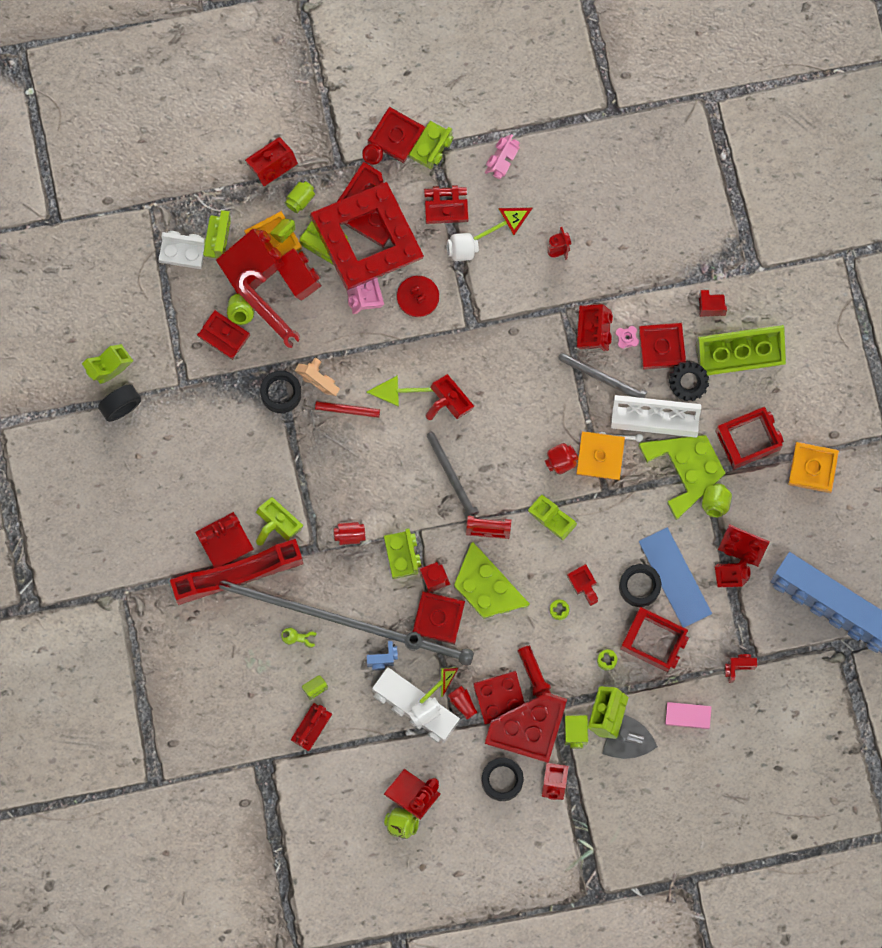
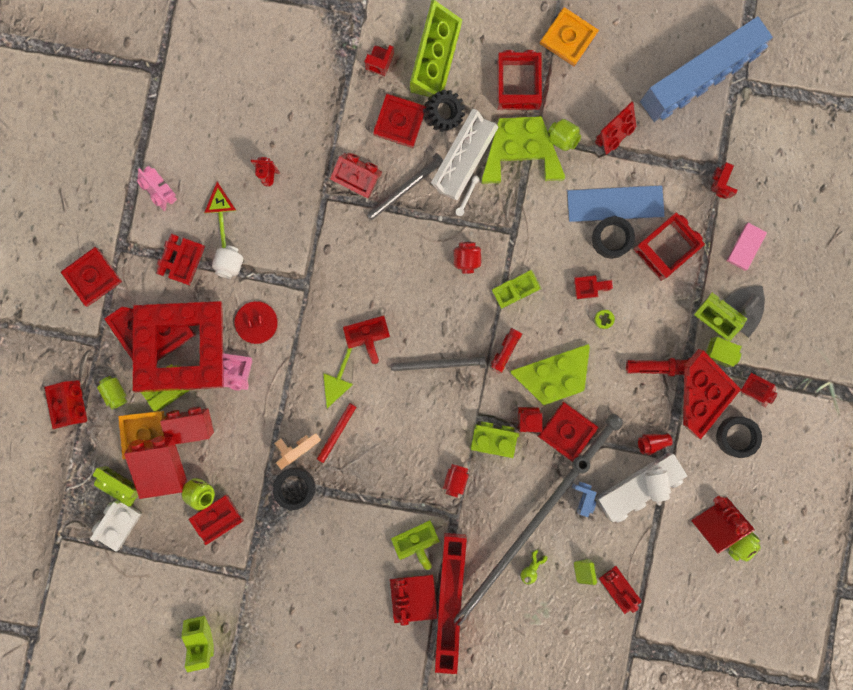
camera: 65 degrees left, 10 degrees up
(119, 403) = (241, 648): black tyre -> none
(263, 308) = (208, 473): red piece -> none
(283, 230) = (138, 422): lime slope -> none
(372, 154) = (100, 306): red plate -> none
(431, 144) = (115, 248): lime bracket -> none
(447, 675) = (627, 448): lime piece -> none
(498, 695) = (663, 407): red hinge -> none
(600, 455) = (478, 221): light orange plate -> none
(611, 654) = (673, 292): lime bush -> none
(626, 343) = (373, 153): bright pink plate -> none
(732, 574) = (638, 151): red bracket -> none

